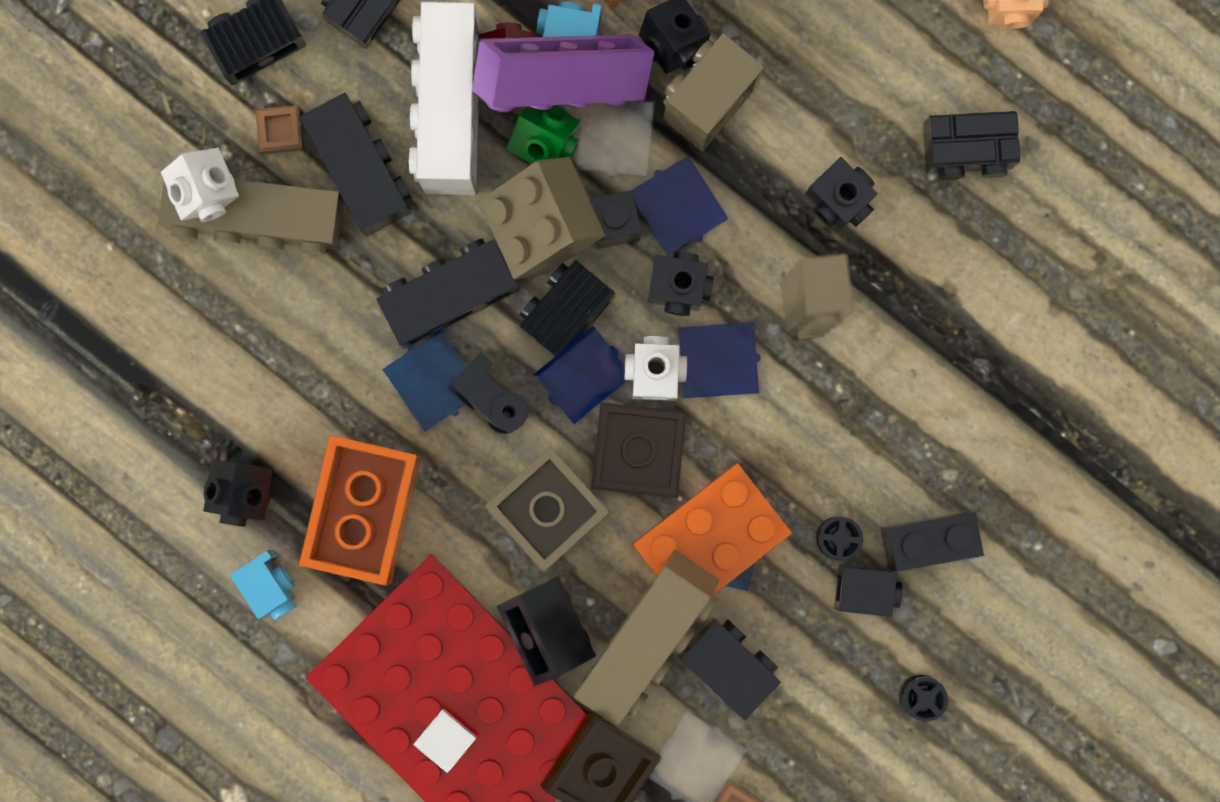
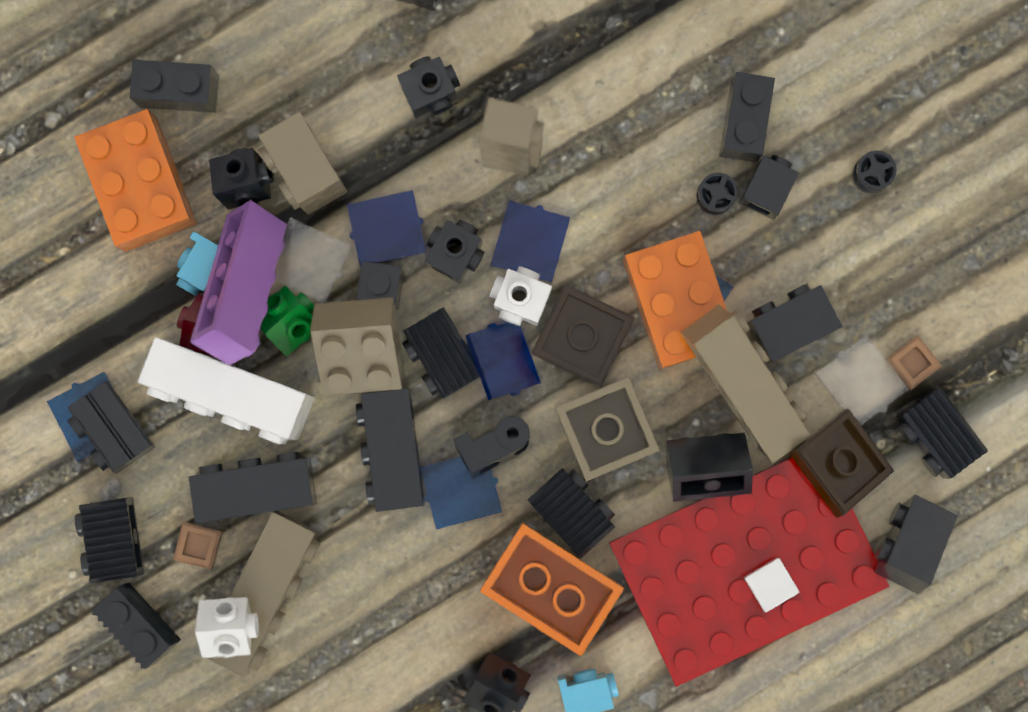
camera: 60 degrees left, 0 degrees up
(174, 95) = (136, 625): none -> black brick
(448, 504) = (572, 512): none -> black brick

